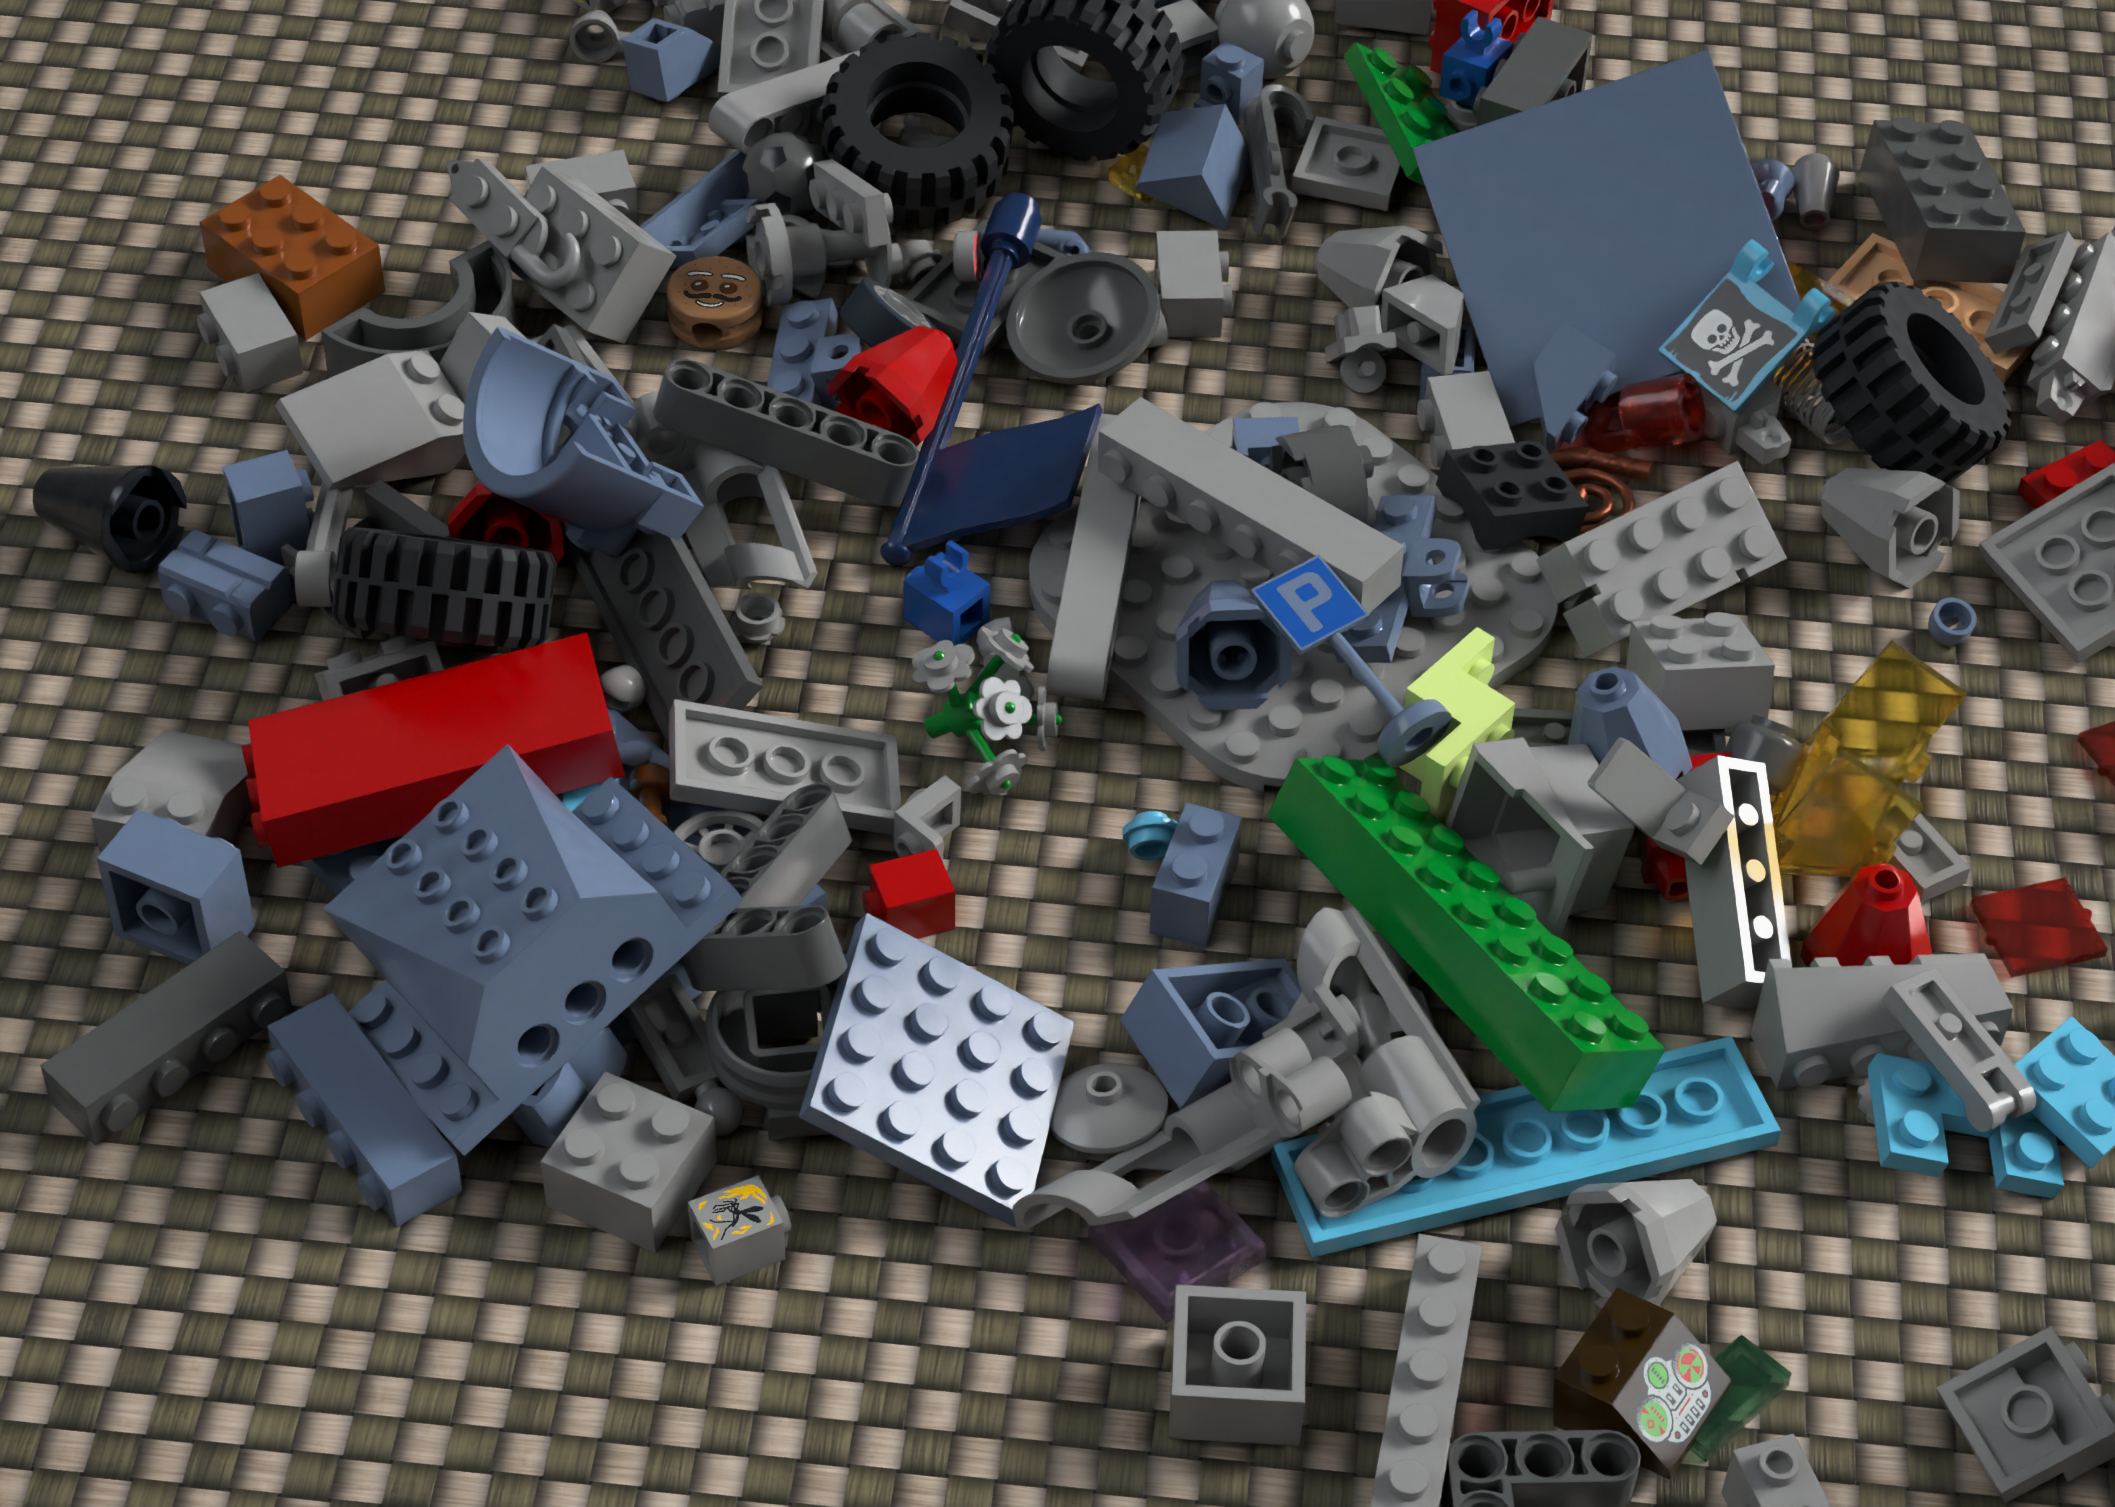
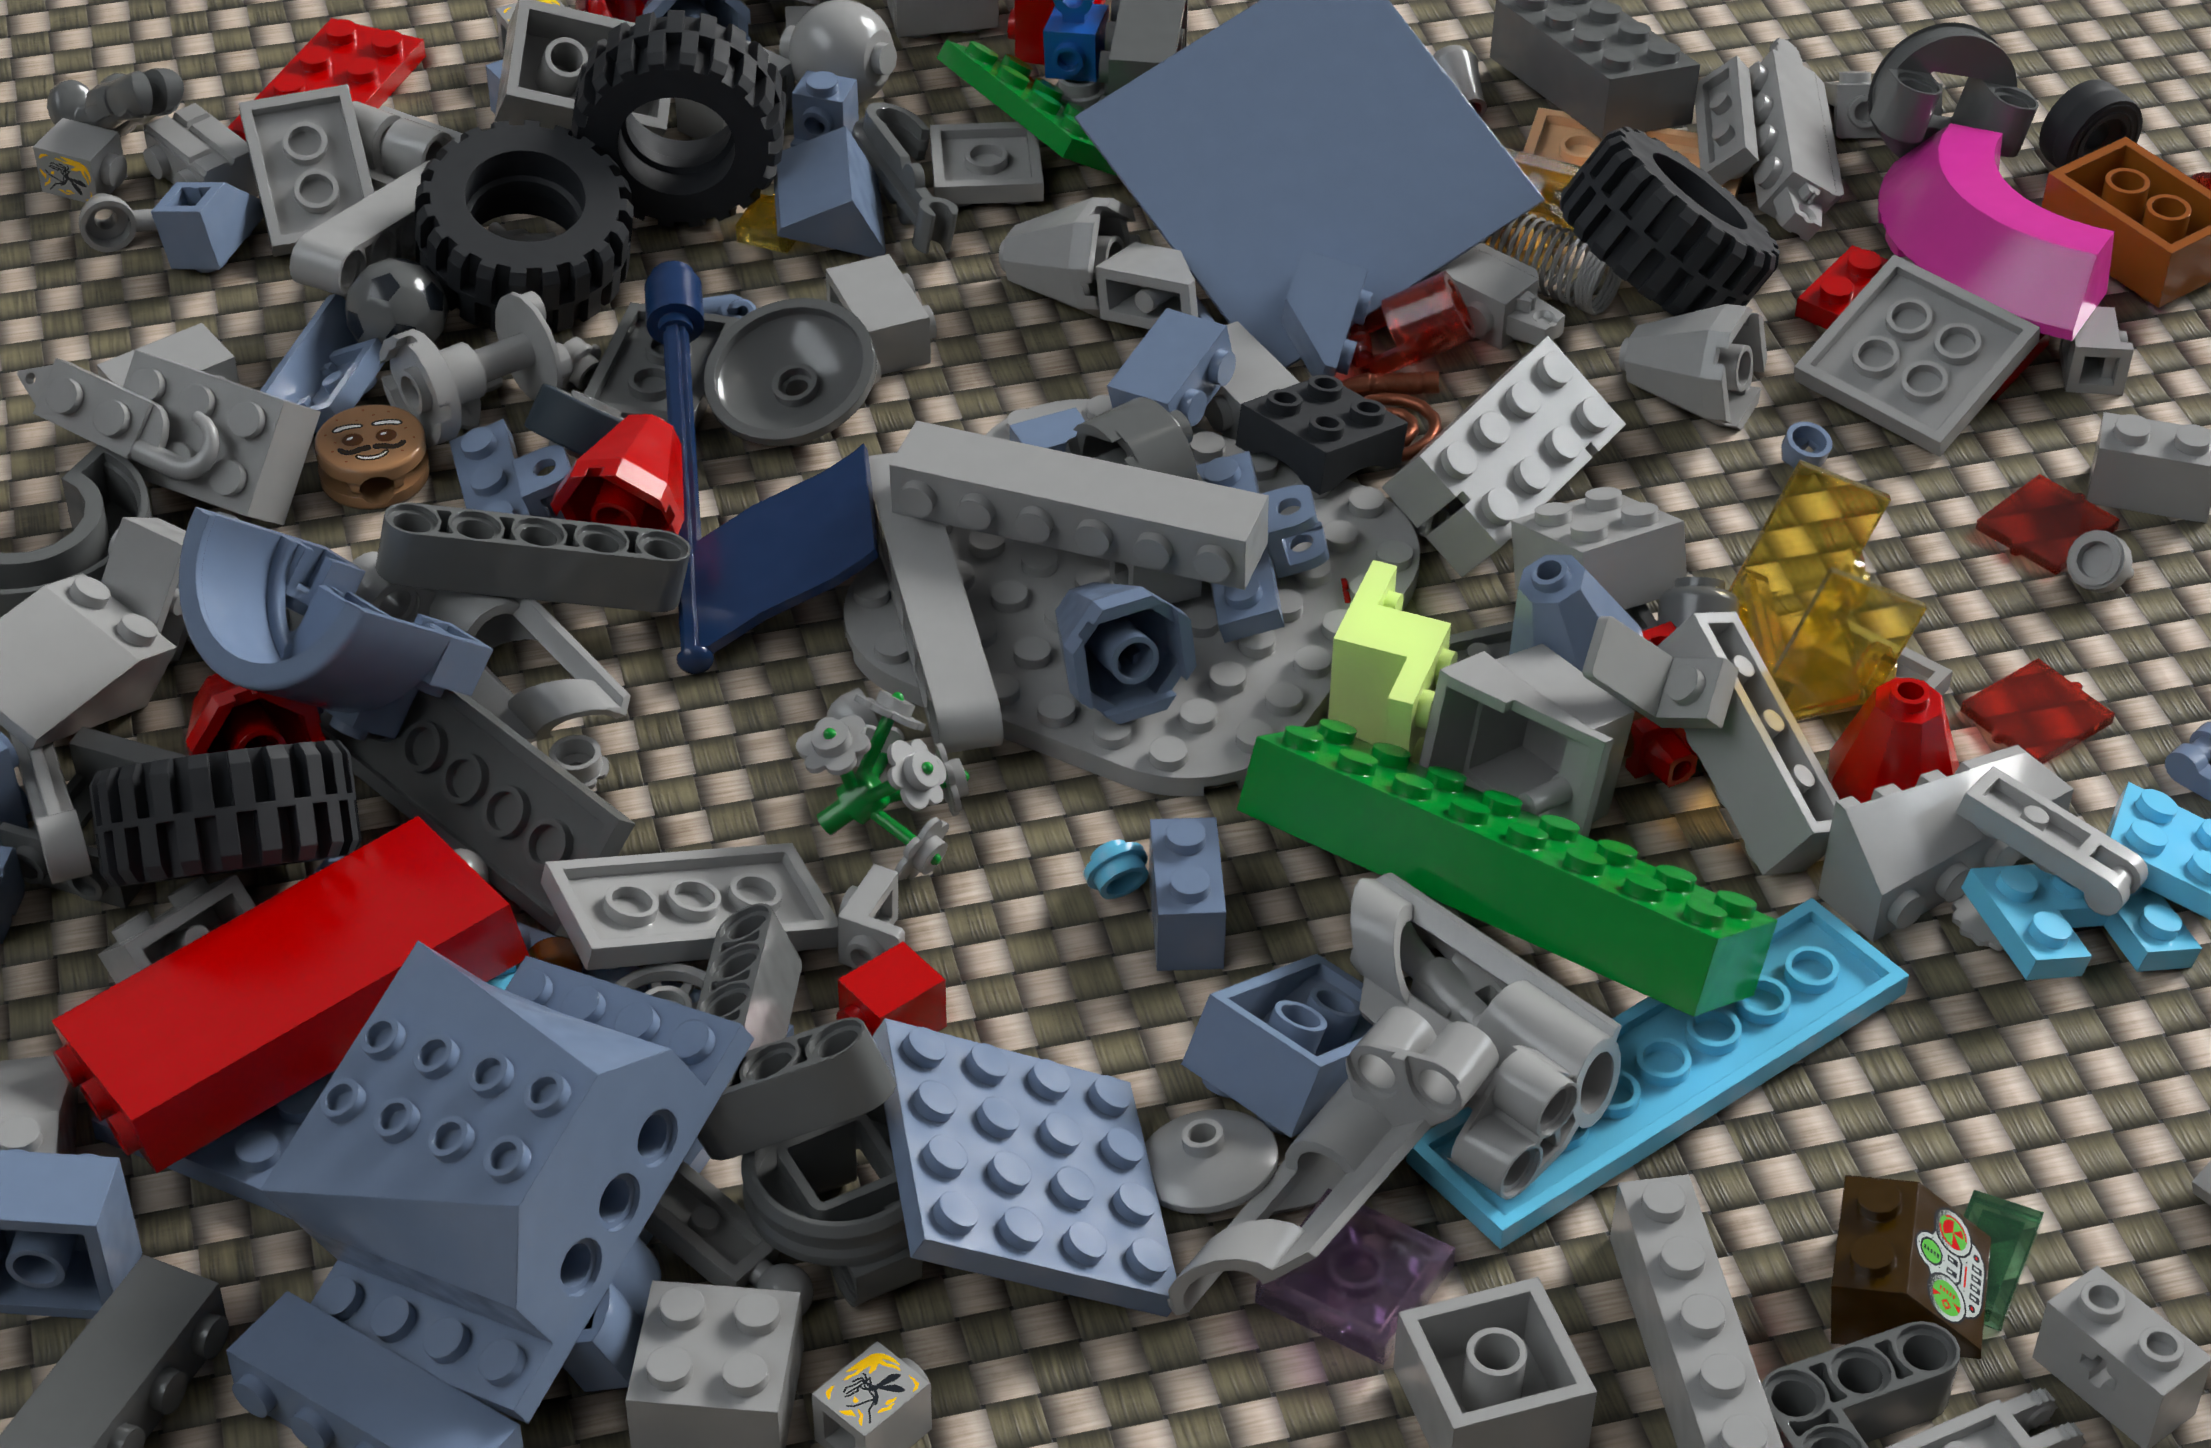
camera: 20 degrees left, 5 degrees down
(849, 202) = (493, 311): light grey plate -> none
(947, 597) = (777, 687): blue brick -> none
(967, 256) = (637, 340): light grey tile -> none
(1316, 607) = (1212, 582): sand blue piece -> none
(1325, 1026) = (1420, 986): light grey bracket -> none
(1361, 346) = (1090, 325): light grey hips -> none
(1401, 407) = (1177, 365): none -> sand blue brick
(1634, 1235) = (1823, 1125): light grey cone -> none
(1743, 332) = (1482, 219): flag -> none

